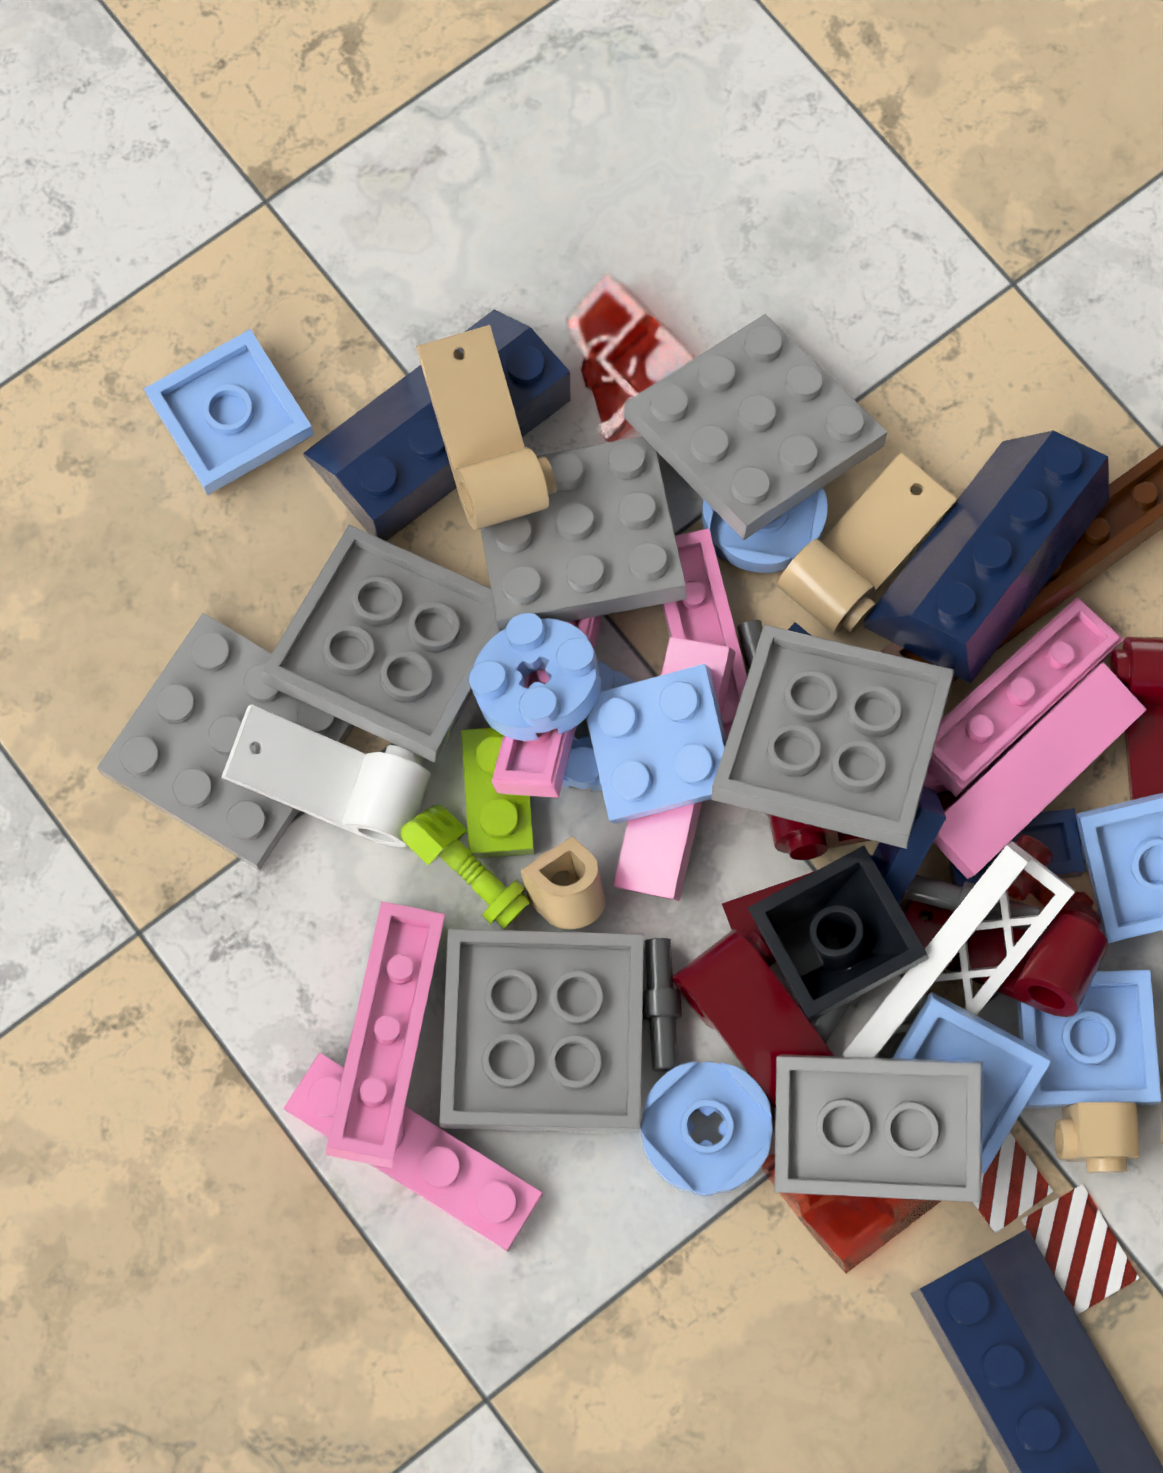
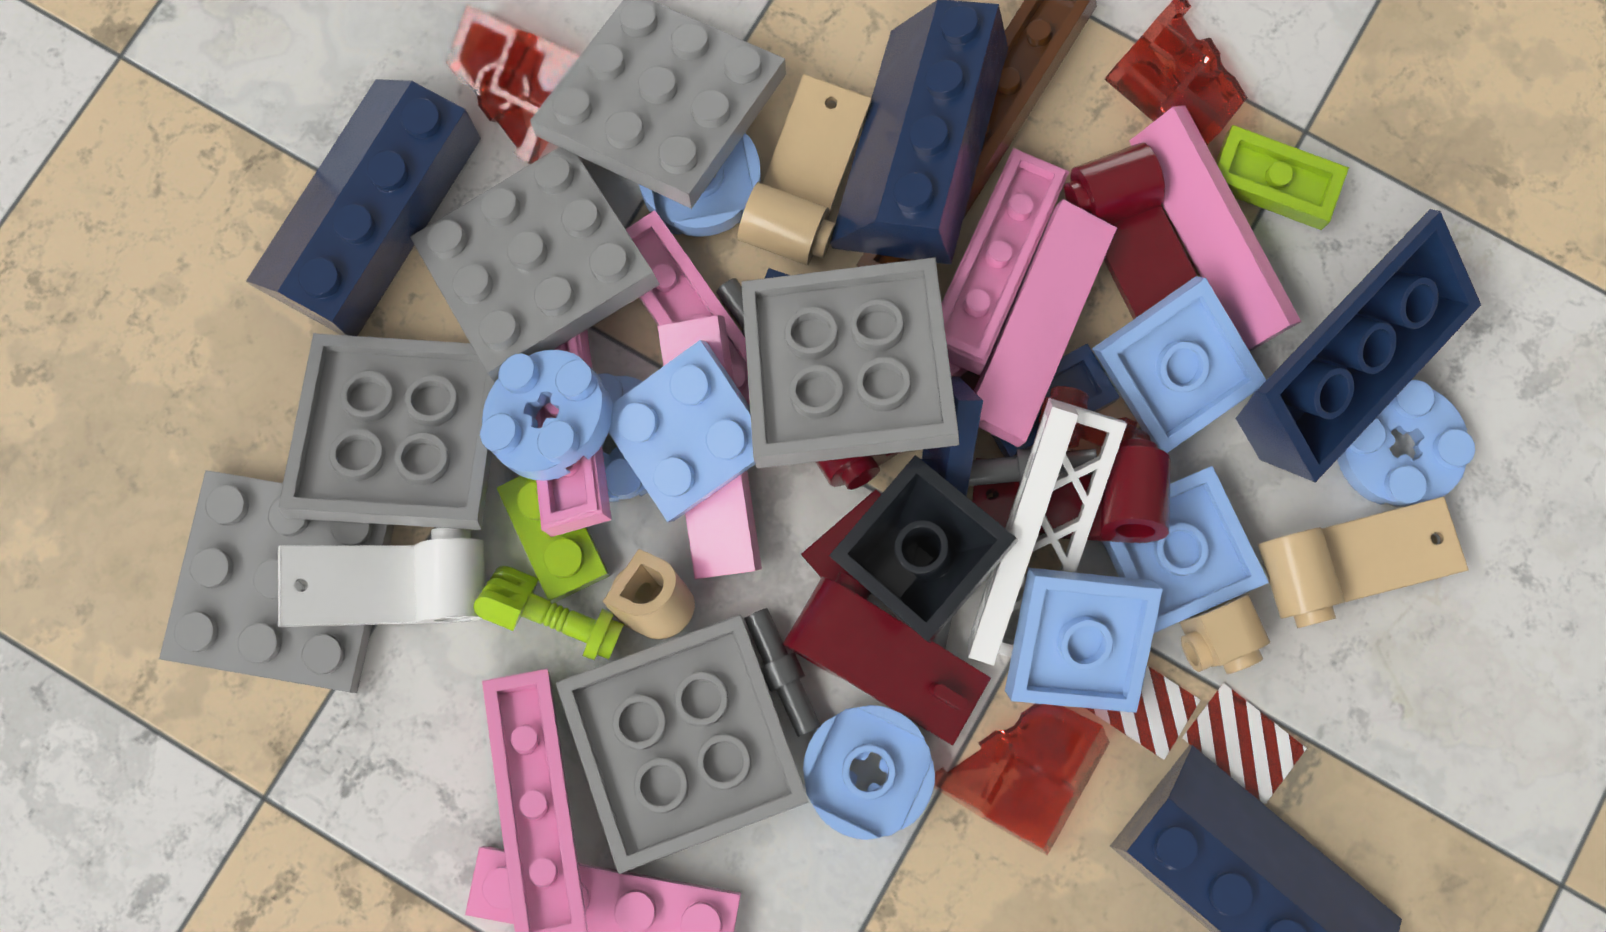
camera: 25 degrees left, 5 degrees up
(229, 412) = (157, 268): light blue plate -> none
(481, 431) = (400, 196): tan door -> none
(879, 1127) = (1030, 715): light grey plate -> none

